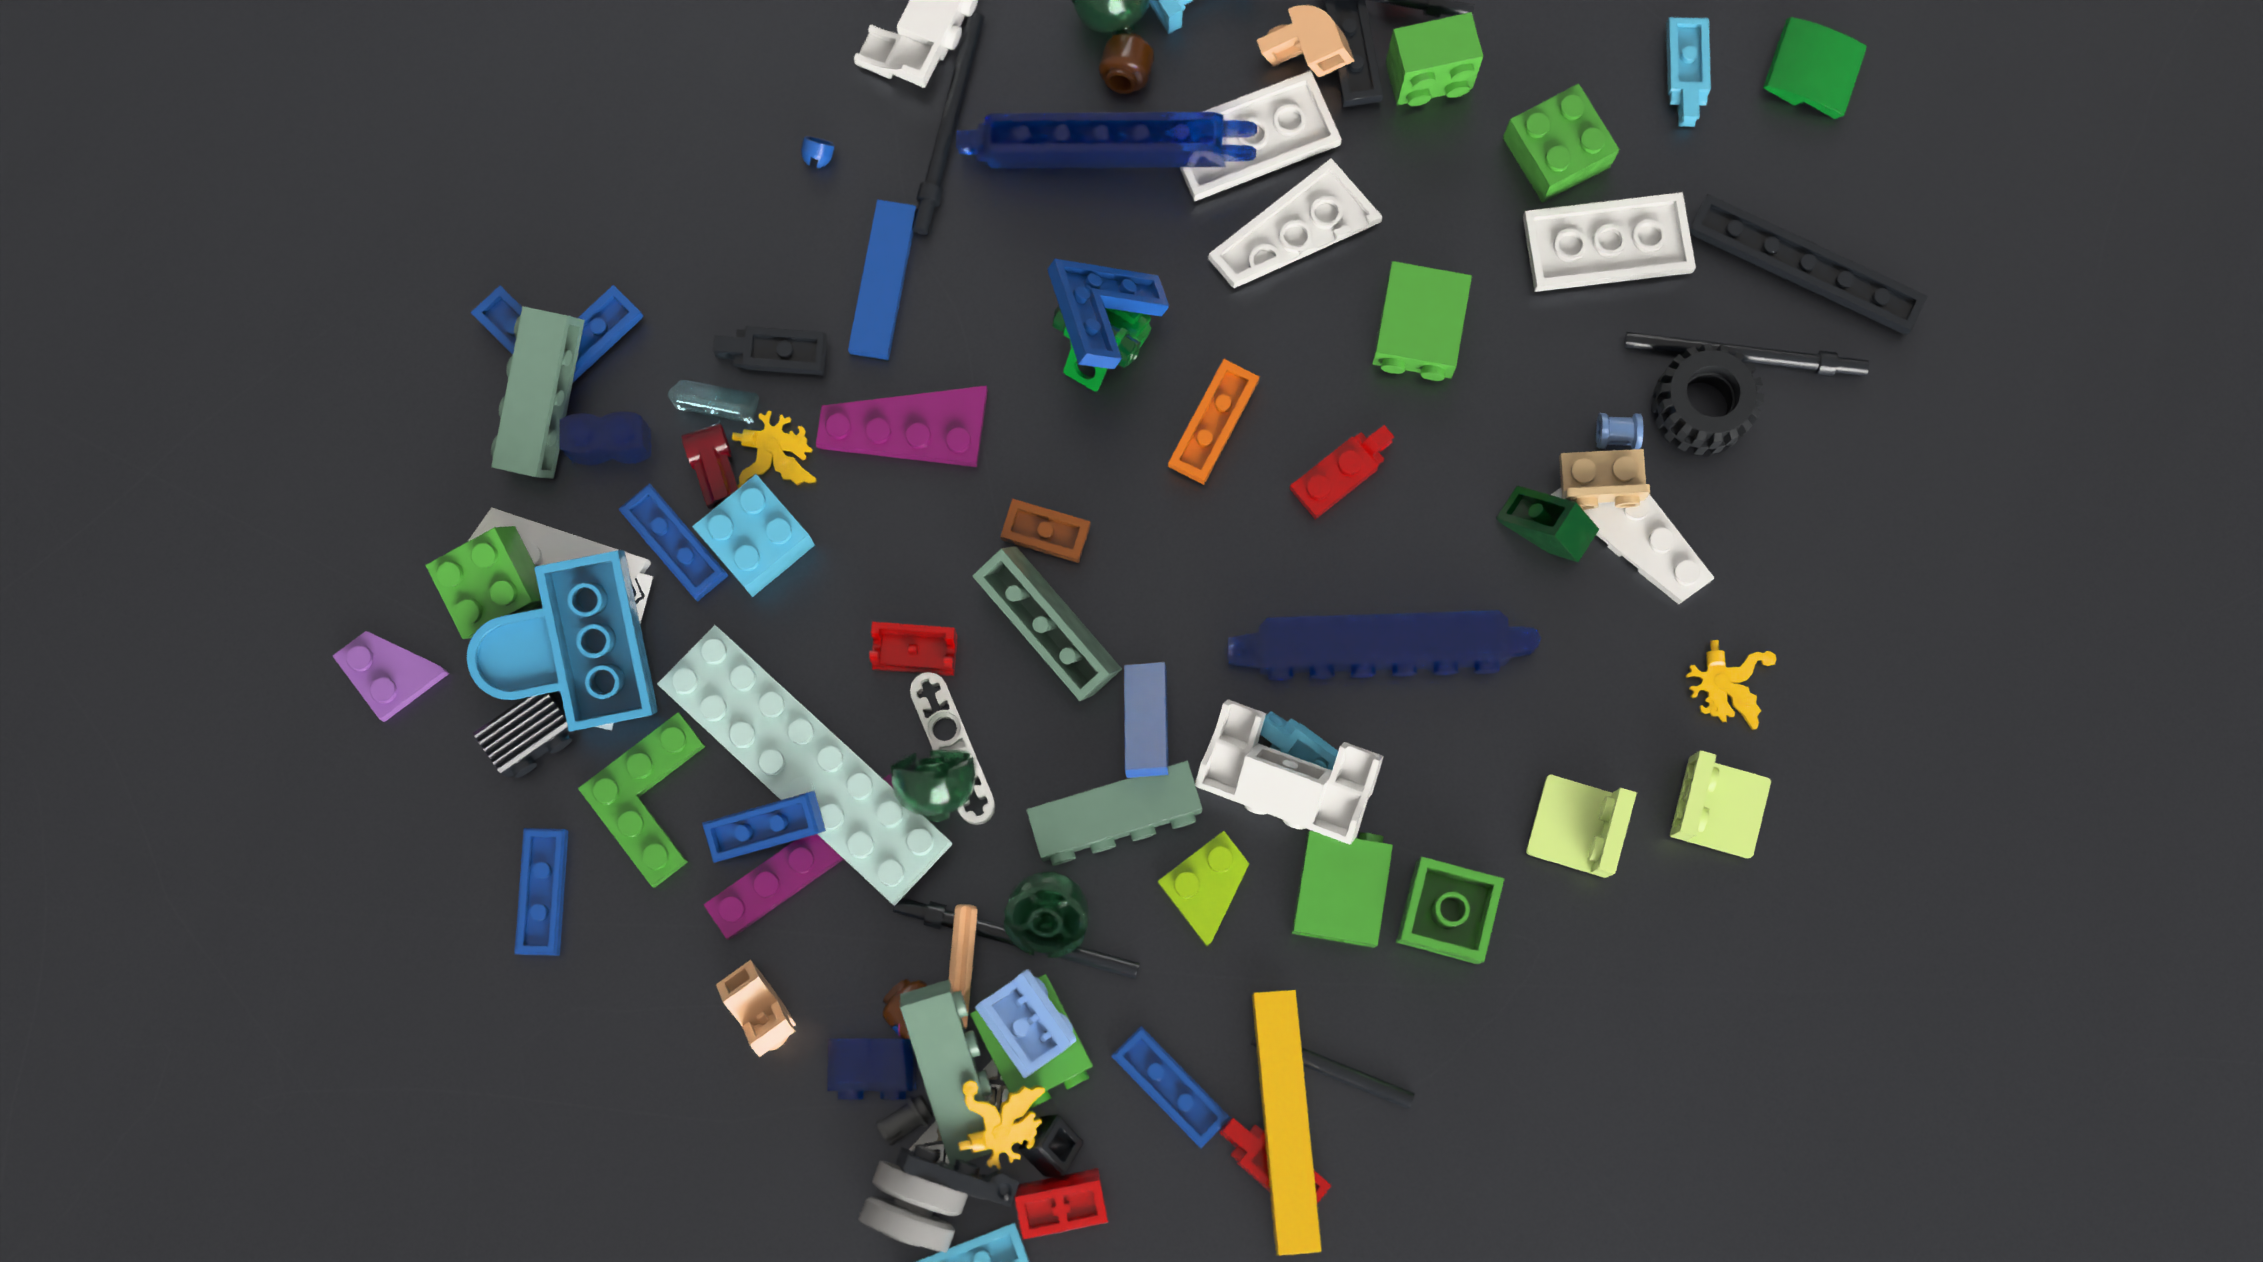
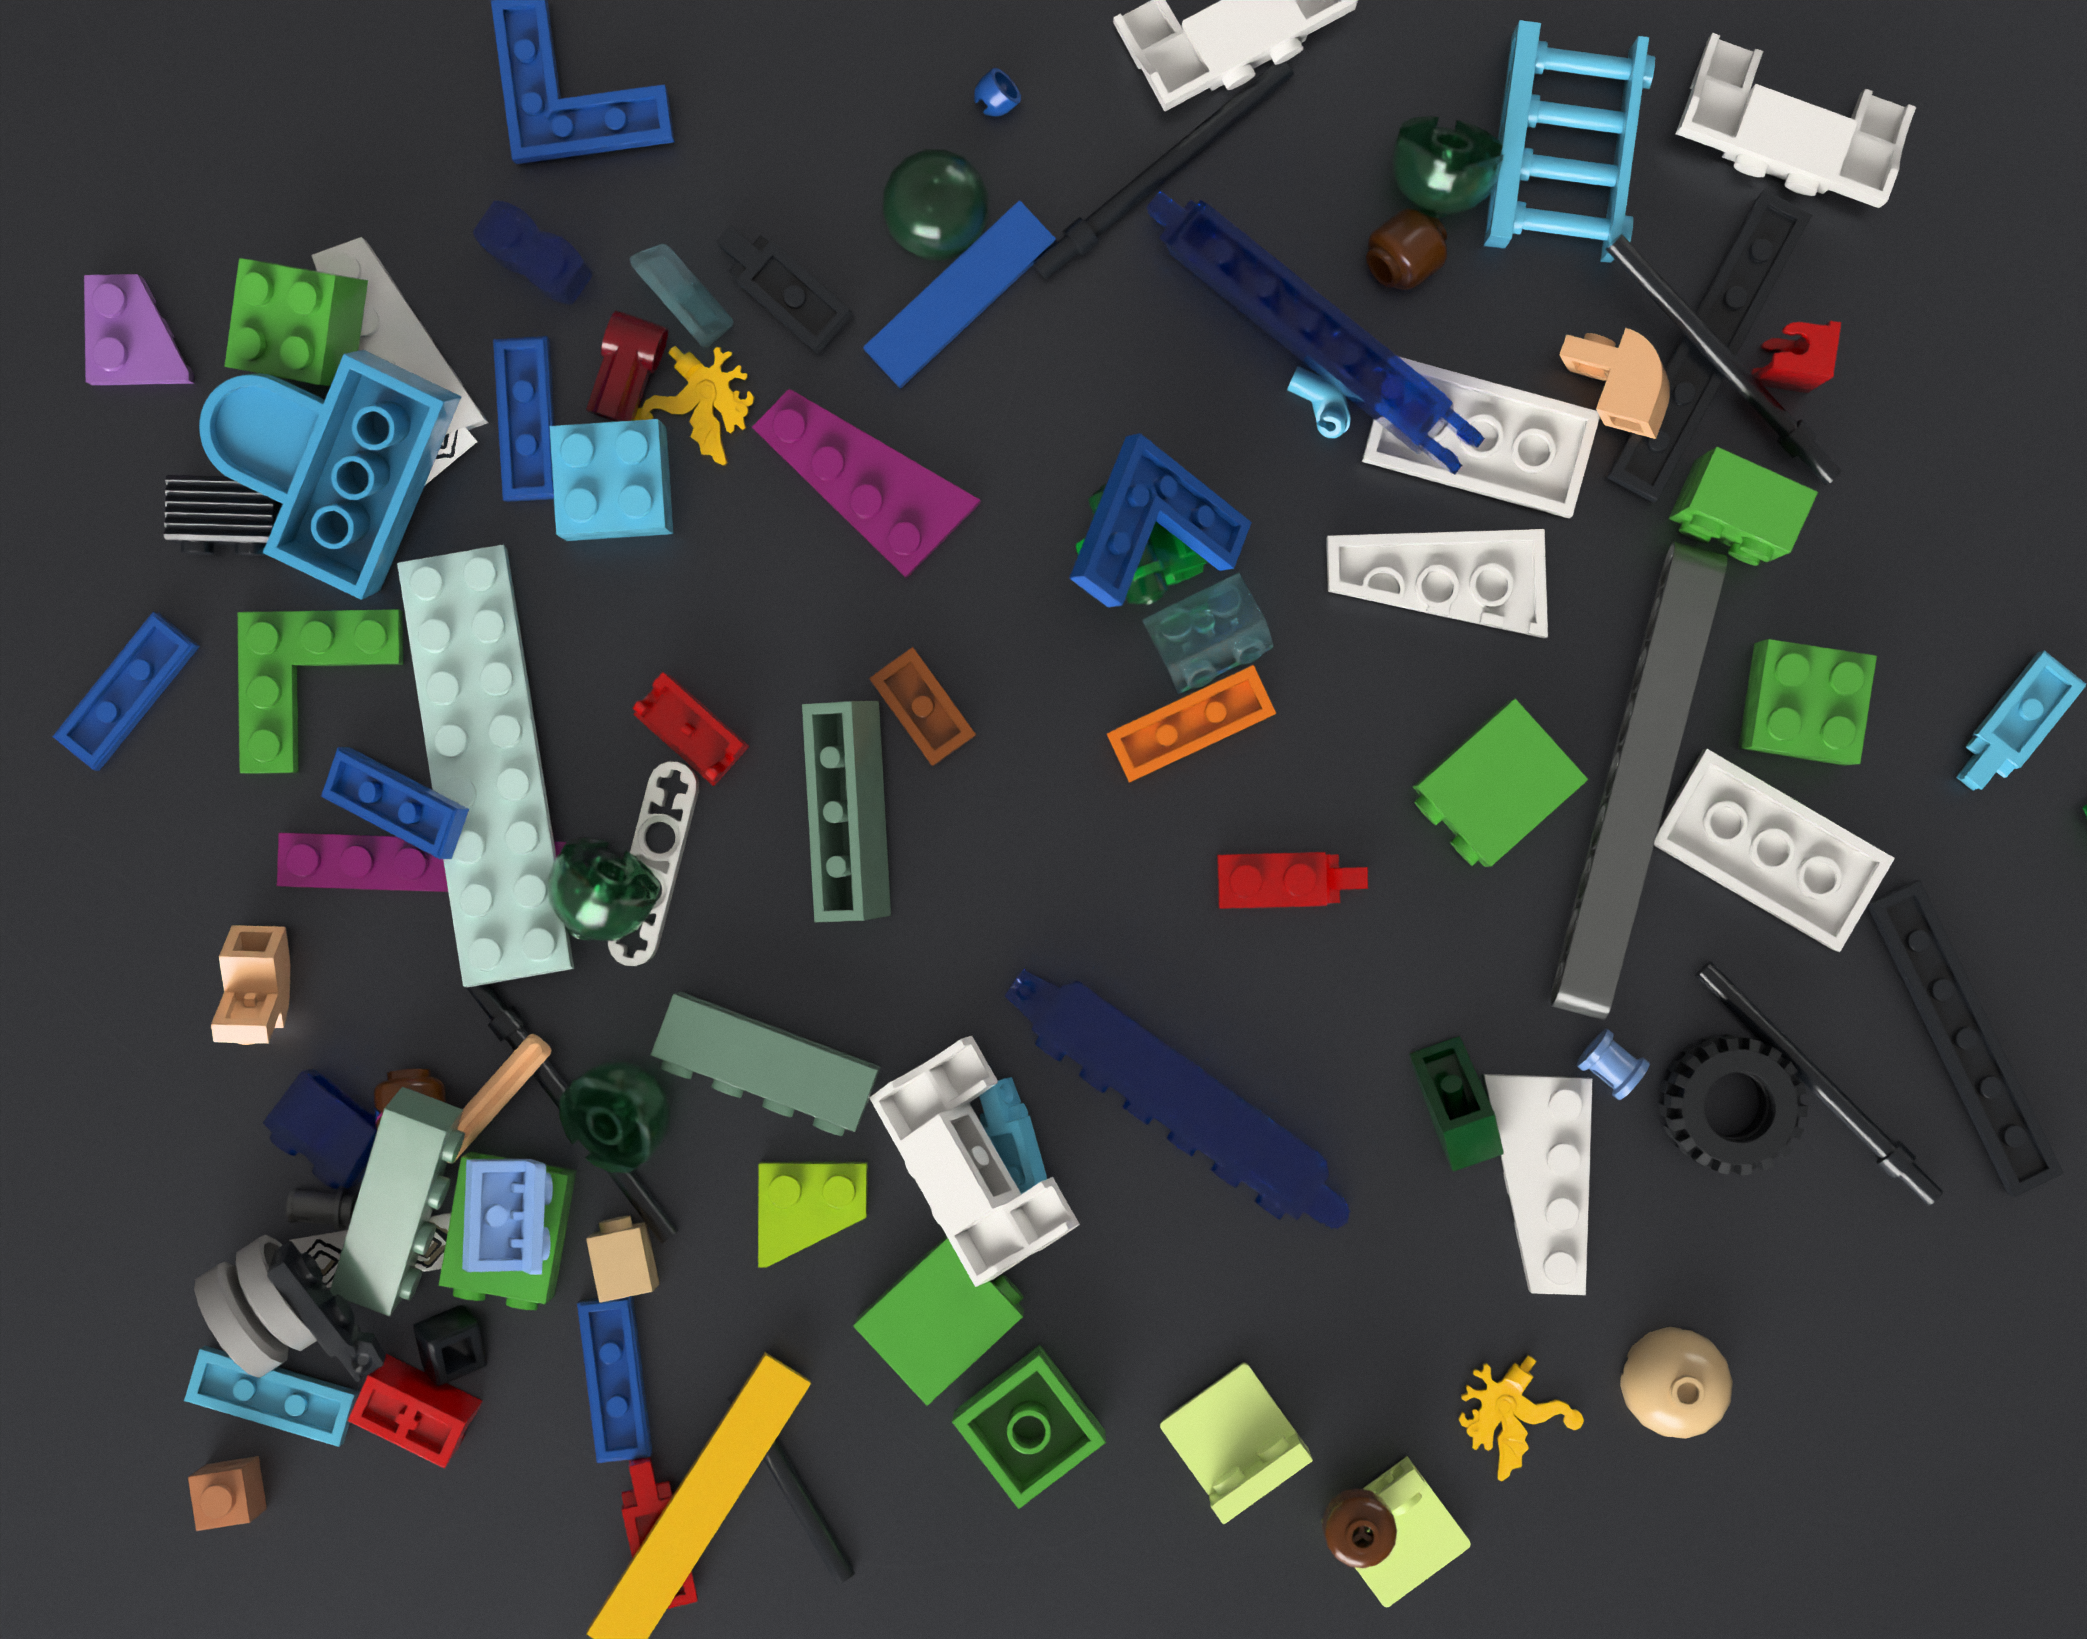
camera: 30 degrees right, 10 degrees up
(536, 392) = (493, 149): sand green brick -> none
(828, 238) = (935, 204): none -> clear green cylinder
(999, 1128) = (405, 1301): yellow piece -> none
(1118, 1004) = (622, 1259): none -> tan brick
(1146, 181) = (1328, 403): none -> medium azure arm
(1146, 720) = (870, 992): tile -> none
(1183, 361) = (1209, 633): none -> clear light blue bracket
(1501, 261) = (1638, 780): none -> dark grey beam
(1604, 477) = (1551, 1104): tan bracket -> none
(1690, 816) = (1359, 1509): none -> reddish brown head
(1810, 589) = (1676, 1383): none -> tan cylinder

